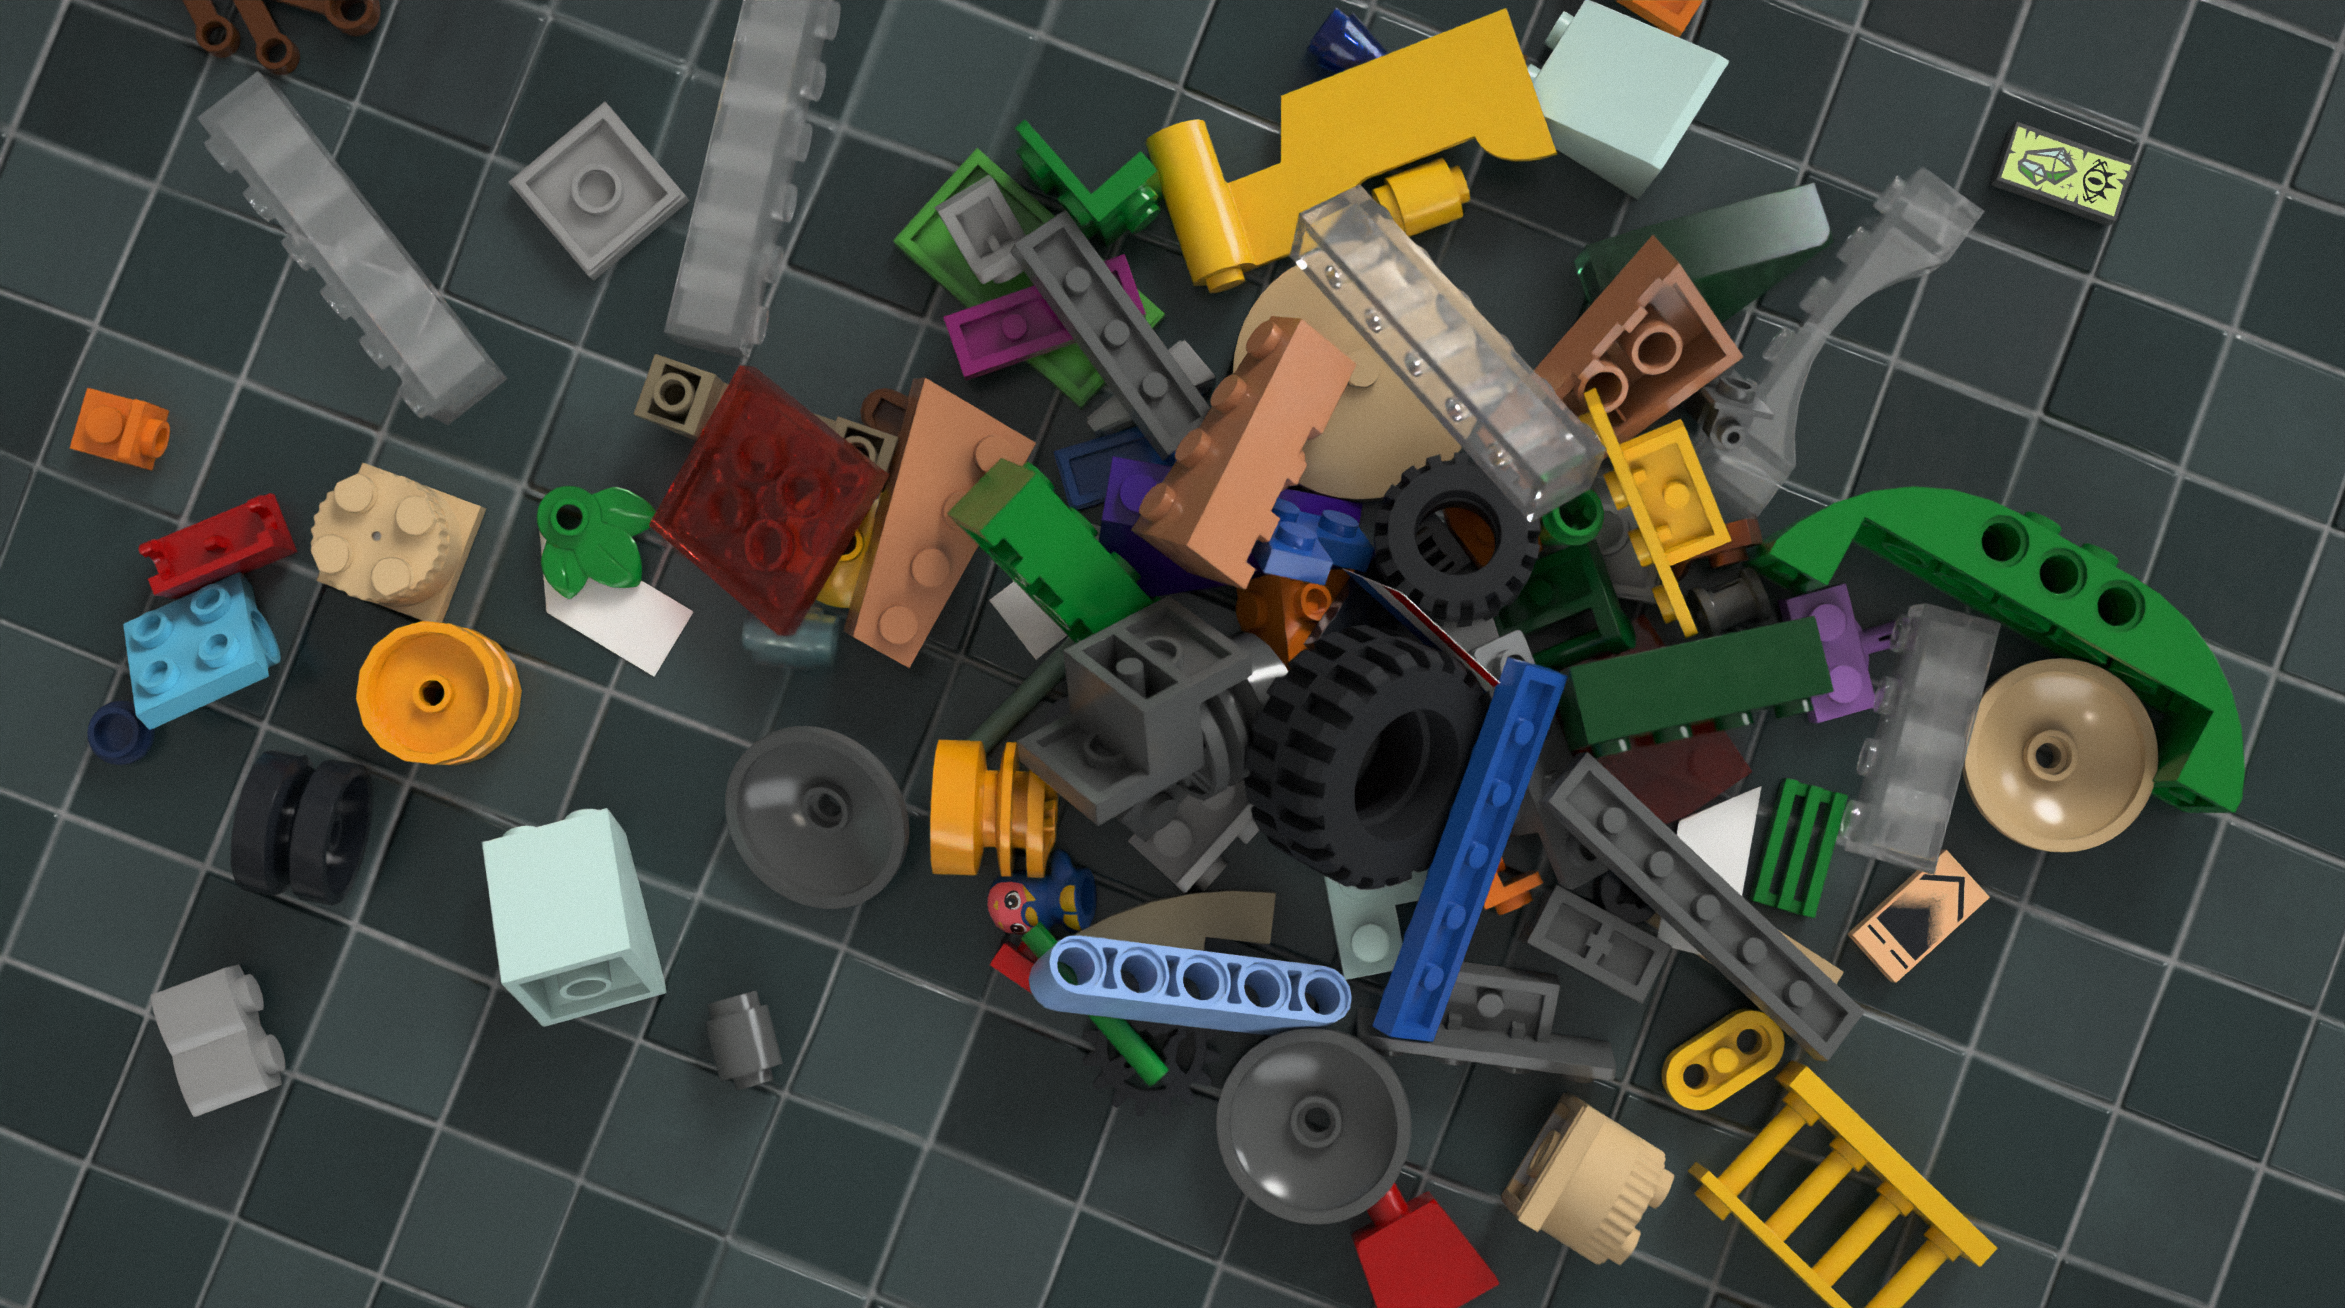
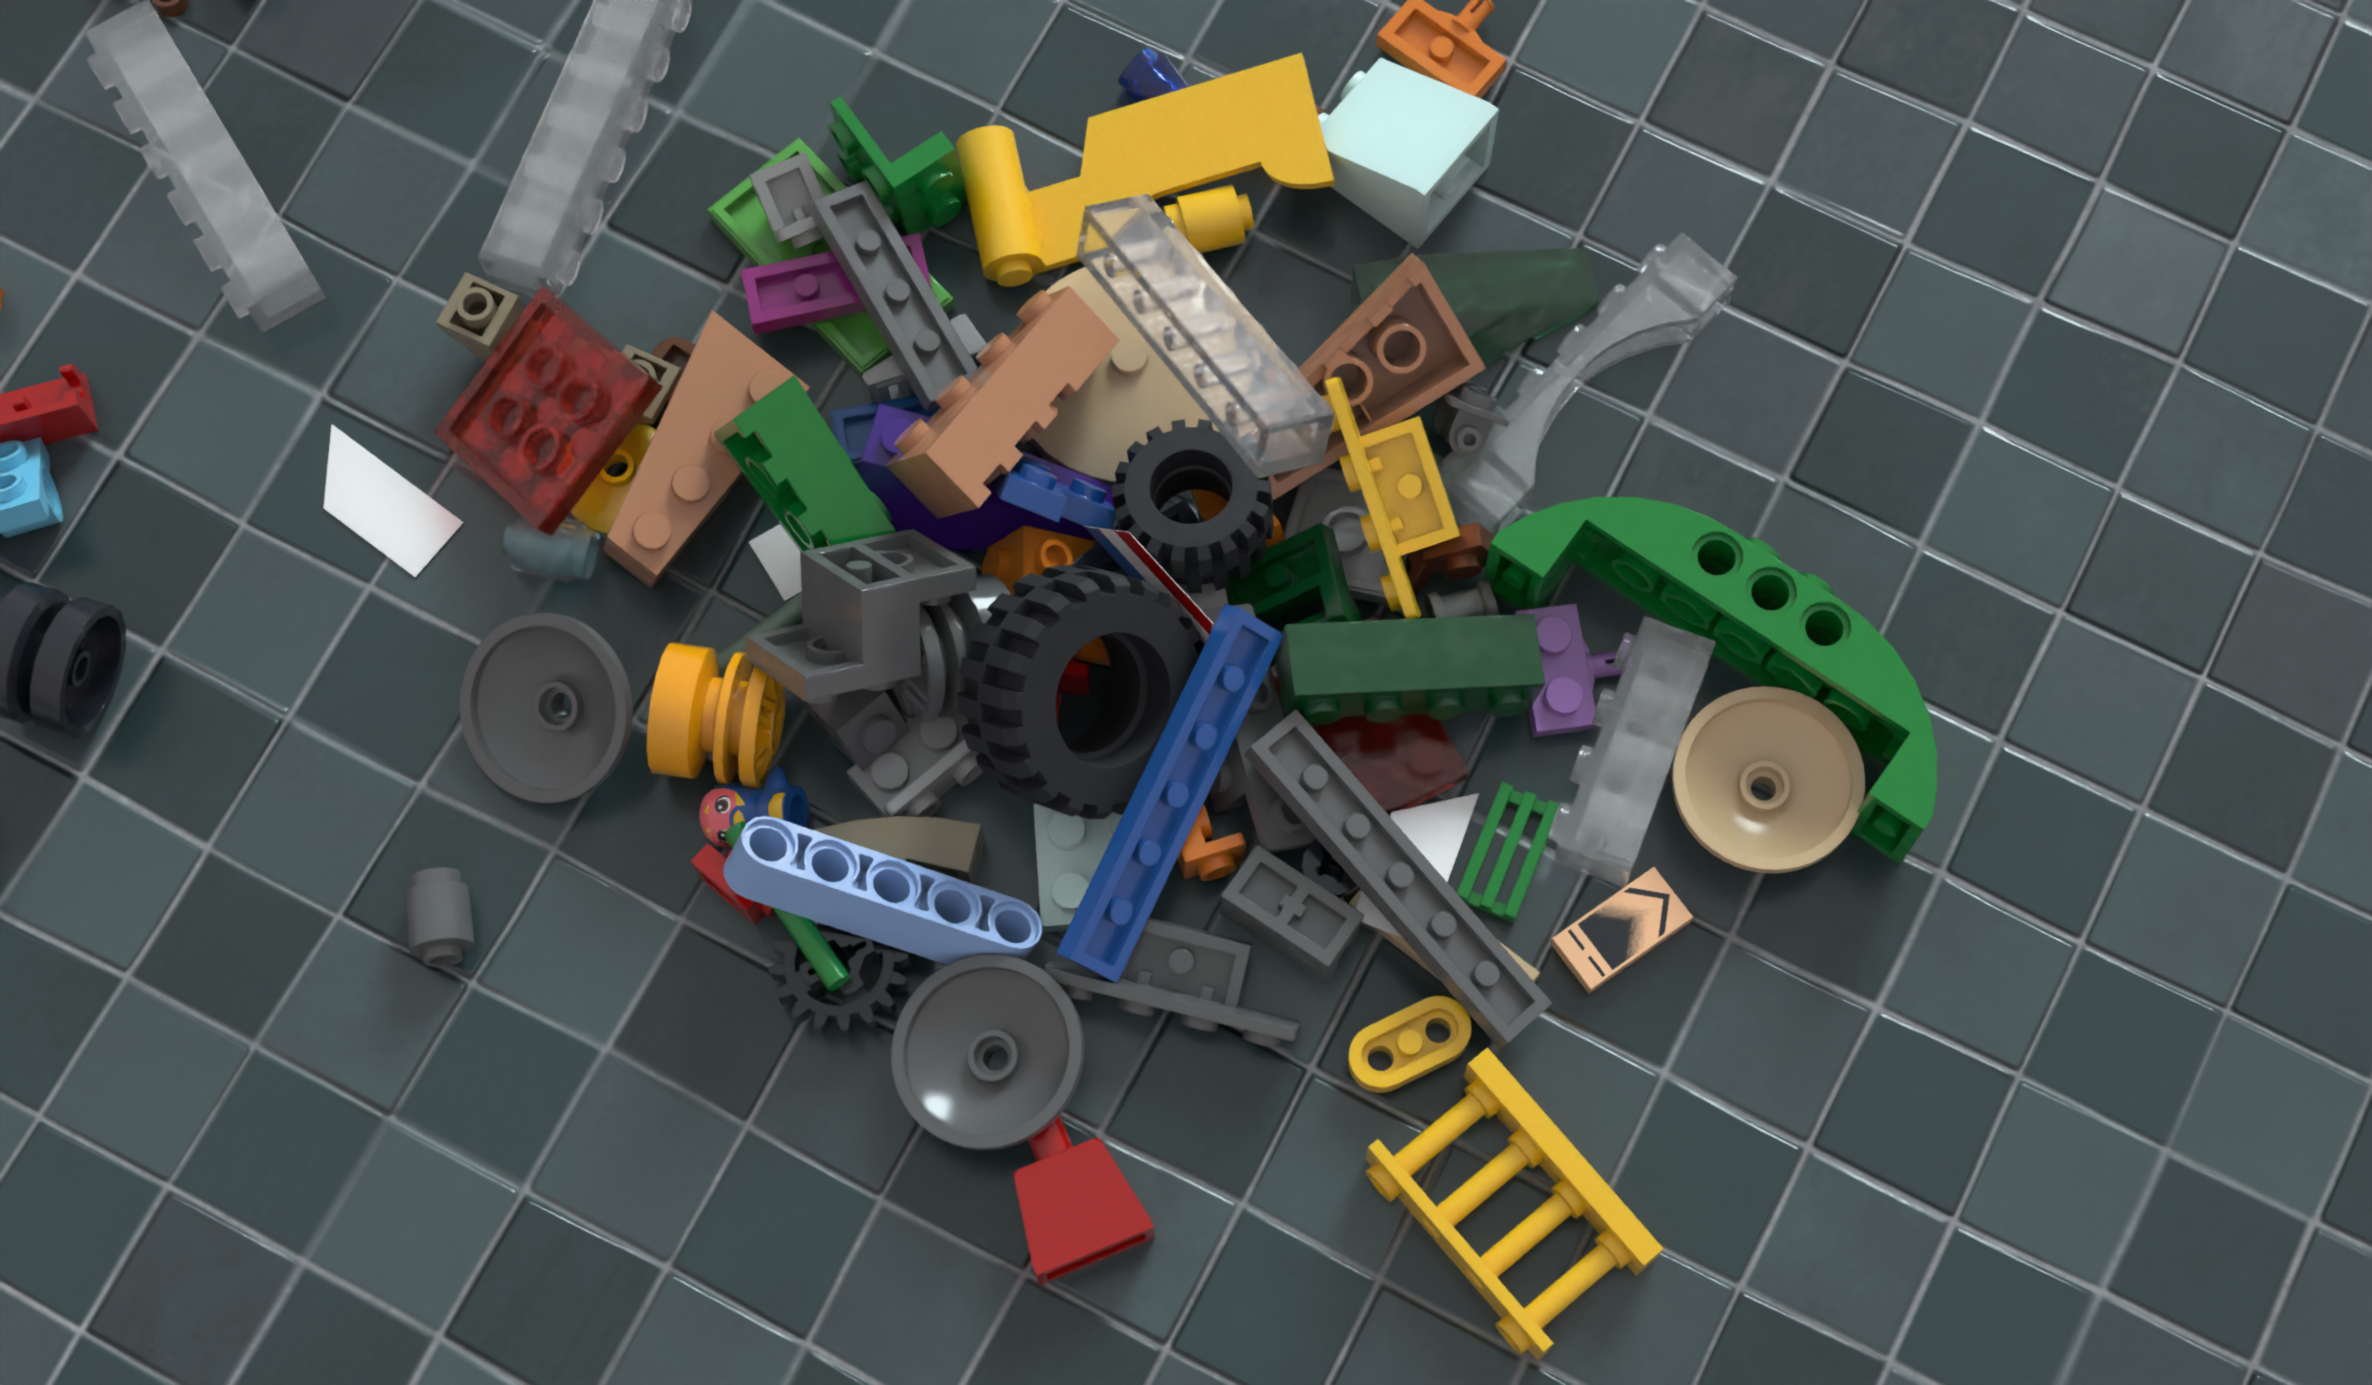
camera: 10 degrees right, 15 degrees down
(394, 542) = (189, 419): tan piece -> none
(400, 690) = (206, 558): light orange wheel -> none
(570, 918) = (293, 784): light aqua slope -> none
(599, 191) = (442, 142): light grey tile -> none
(599, 545) = (383, 448): green plate -> none
(1573, 522) = (1305, 498): green cone -> none
(1588, 1182) = (1253, 1135): tan piece -> none
(2062, 173) = (1823, 263): tile -> none

